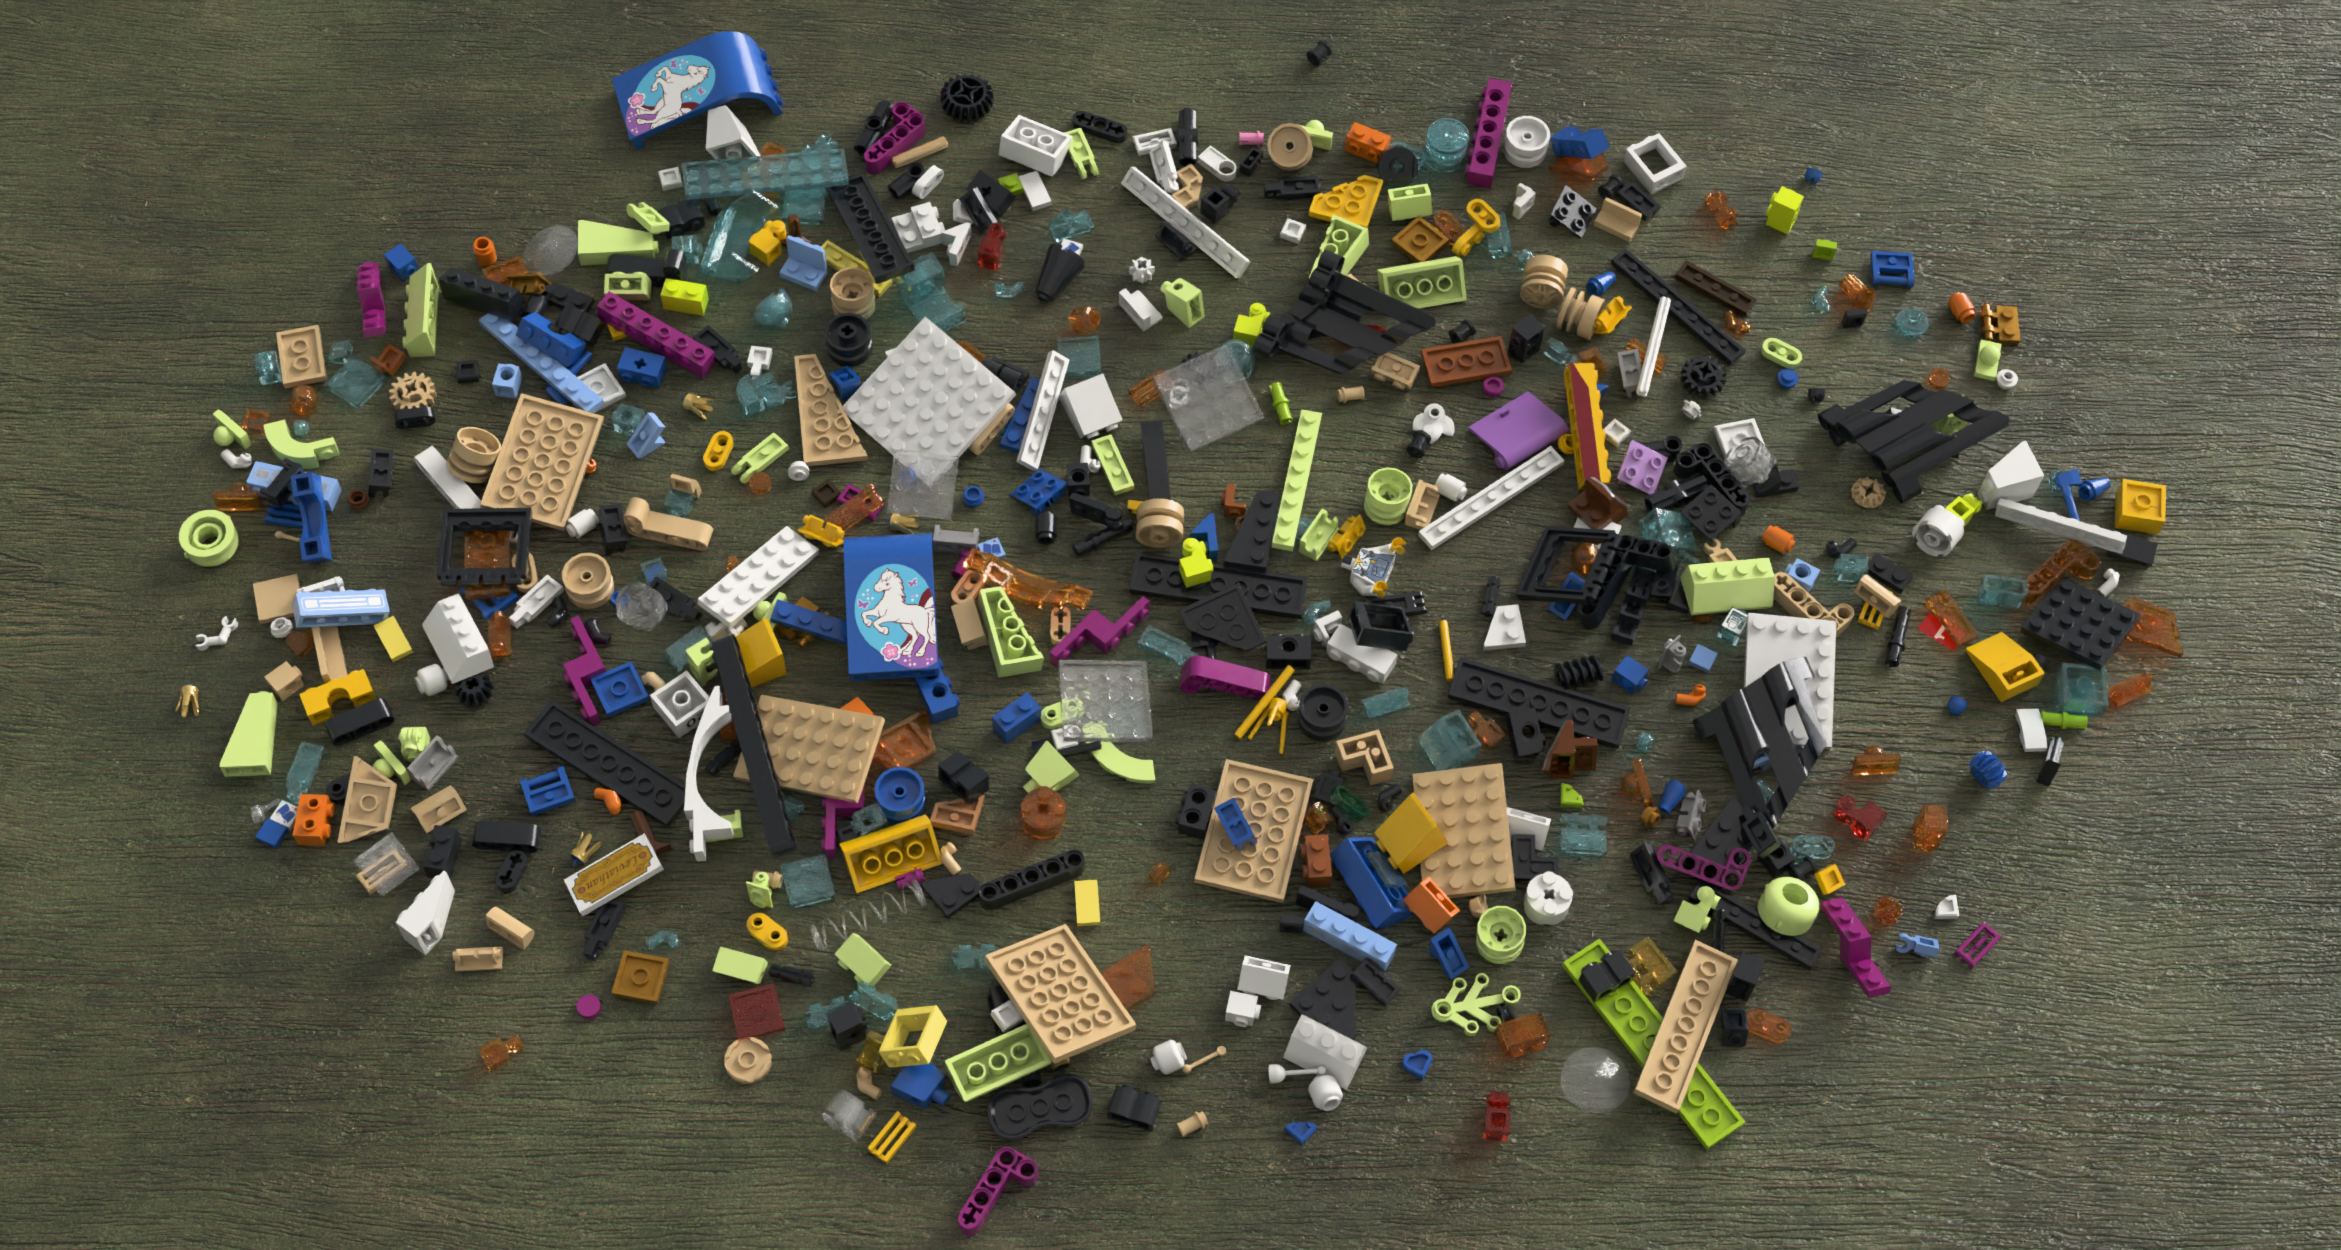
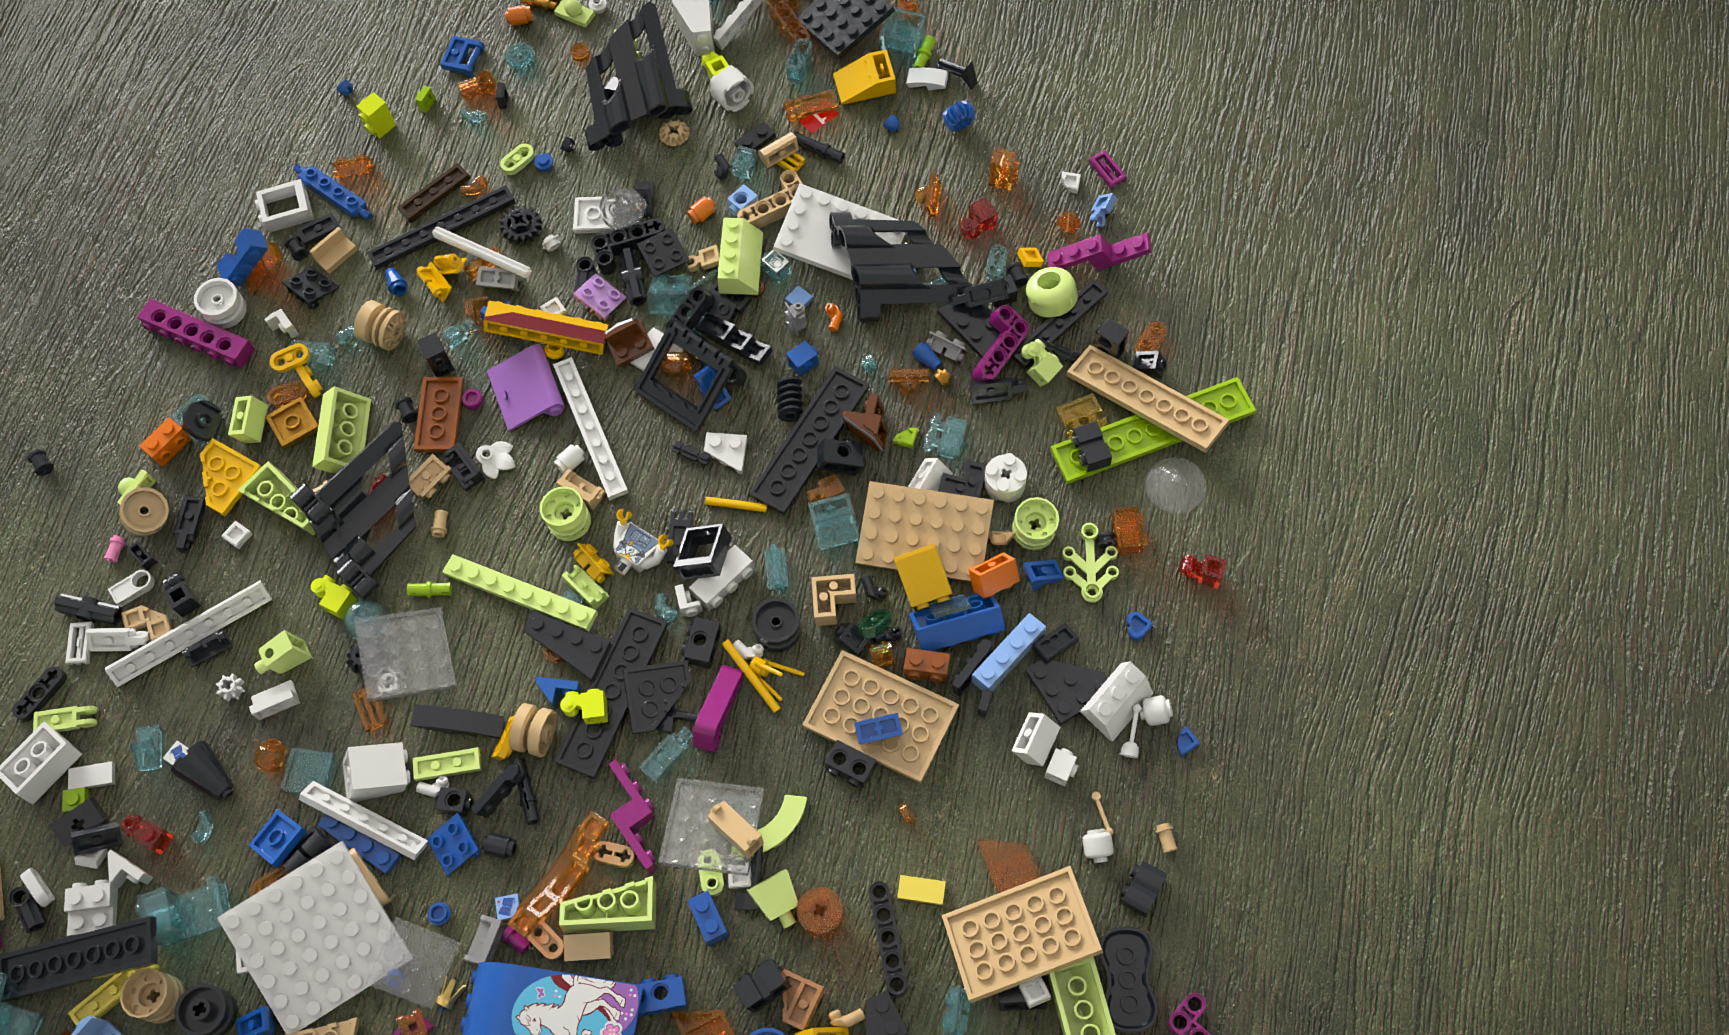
camera: 70 degrees left, 5 degrees up
(1011, 348) = (277, 838): none -> blue plate
(1102, 715) = (735, 829): none -> tan brick
(1232, 509) = (521, 660): dark orange bracket -> none
(1416, 398) = (463, 467): none -> black hinge
(1418, 444) = (518, 481): black bush -> none
(1446, 144) = (196, 371): clear light blue wheel -> none
(1579, 313) = (425, 303): tan wheel -> none
(1633, 325) = (449, 264): none -> yellow hinge
(1686, 200) = (333, 191): none -> blue plate

